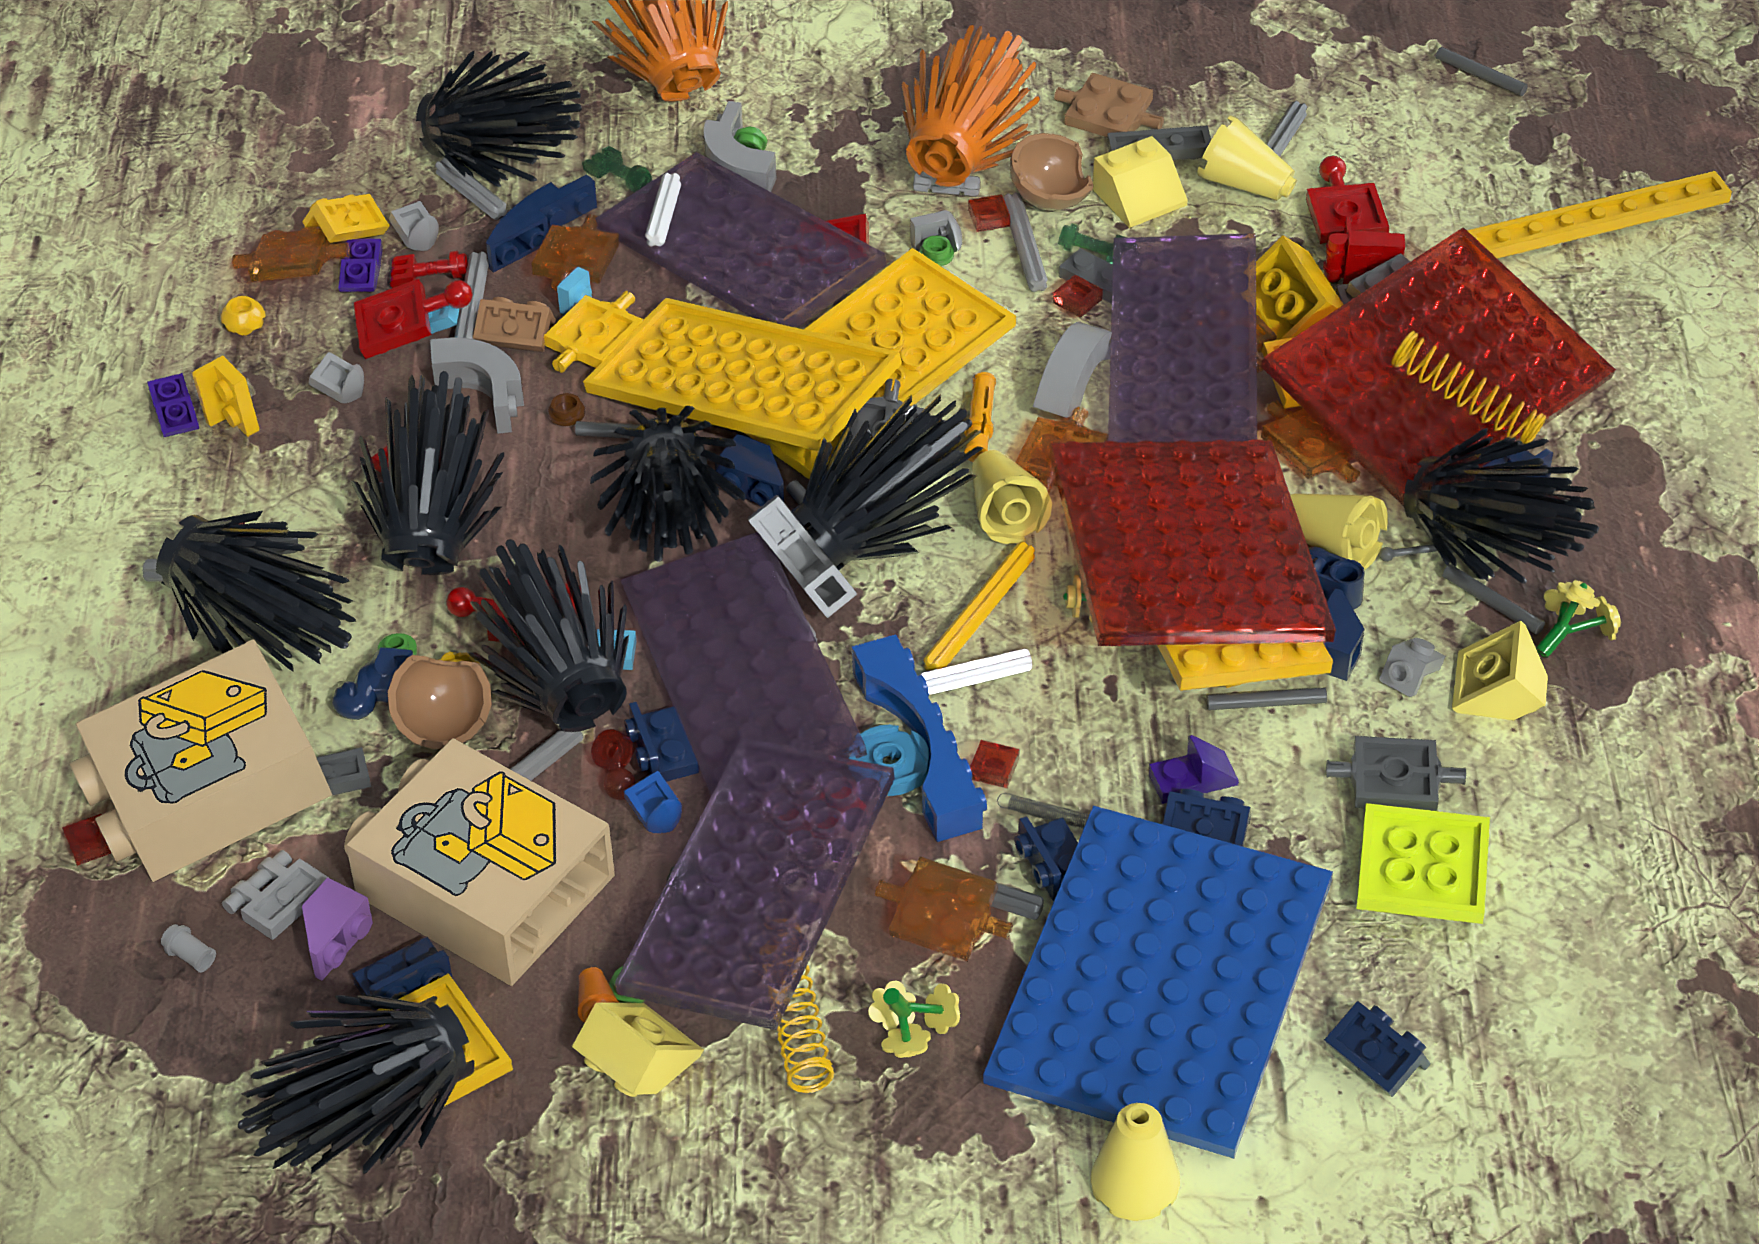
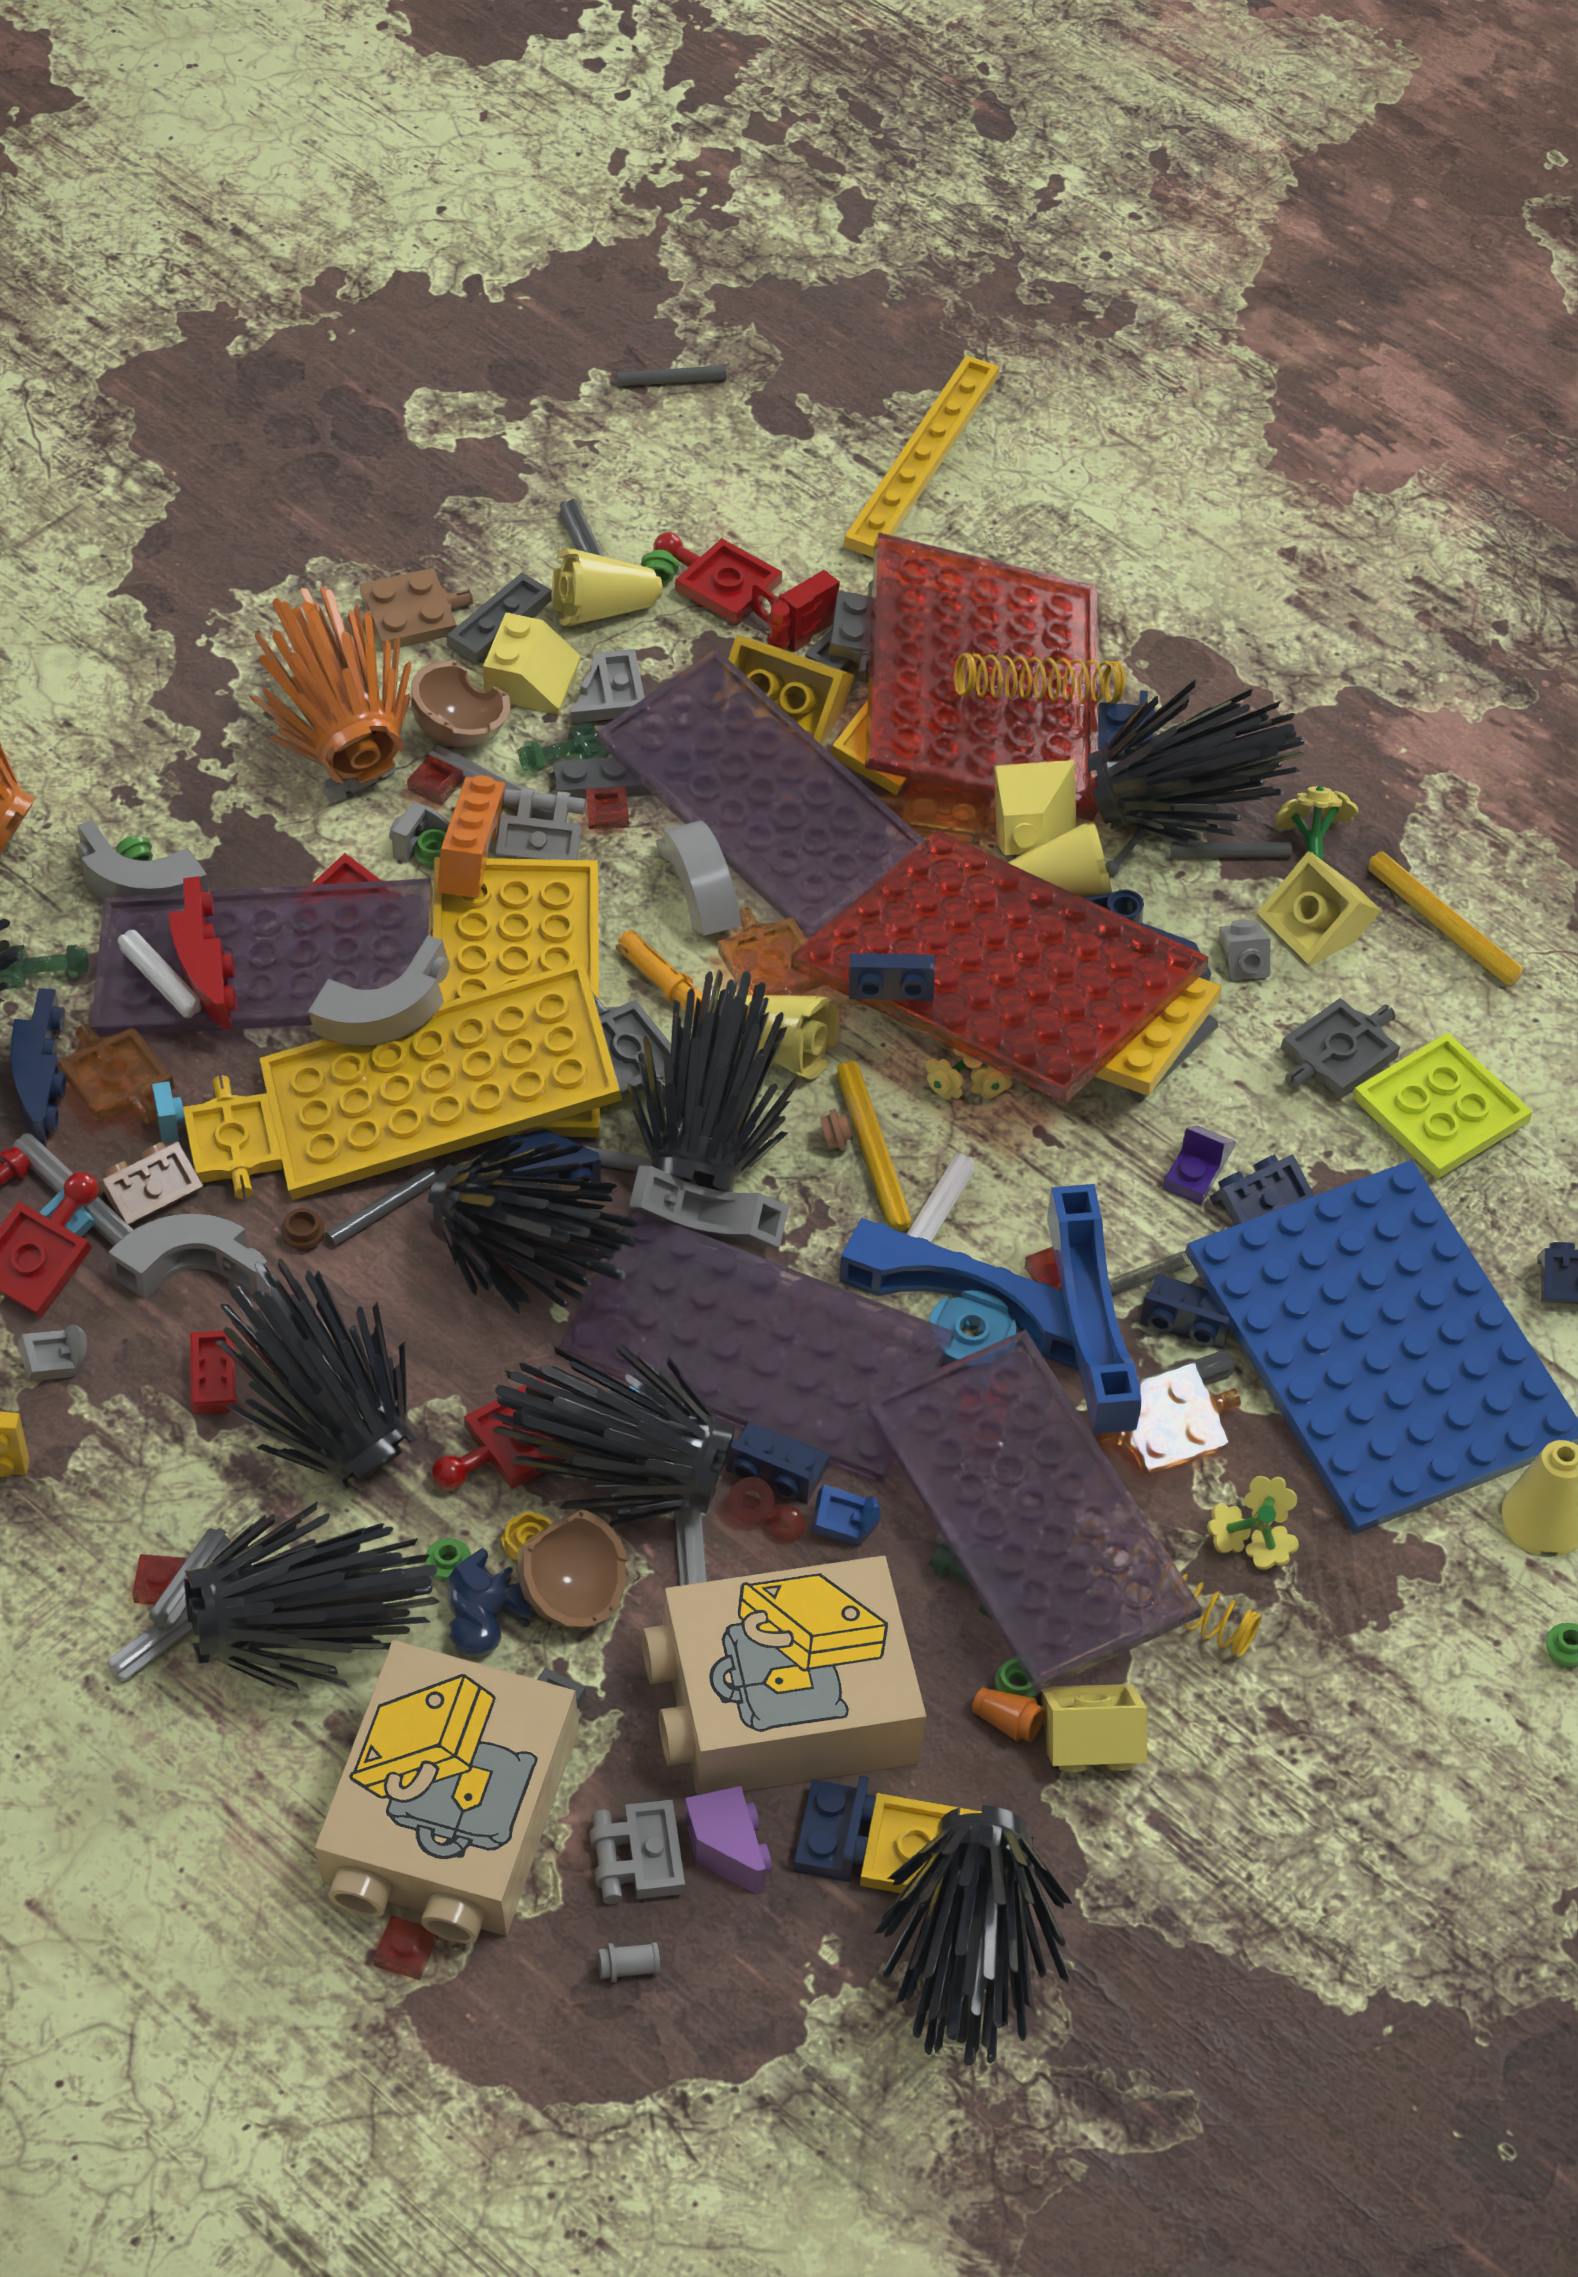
camera: 50 degrees left, 5 degrees up
(691, 206) = (202, 954): none -> red slope
(759, 308) = (387, 1012): none -> light grey arch
(911, 833) = (1102, 1358): none -> blue arch
(920, 249) = (469, 836): none -> orange arch
(963, 578) = (836, 1130): none -> nougat plate
(1006, 286) = (539, 838): none -> light grey plate
(1082, 489) = (891, 976): none -> dark blue bracket
(1184, 220) = (609, 687): none -> light grey wing
(1309, 175) = (662, 563): none -> bright green plate
(1364, 464) = (1033, 804): none -> light yellow slope
(1600, 750) = (1445, 918): none -> yellow axle

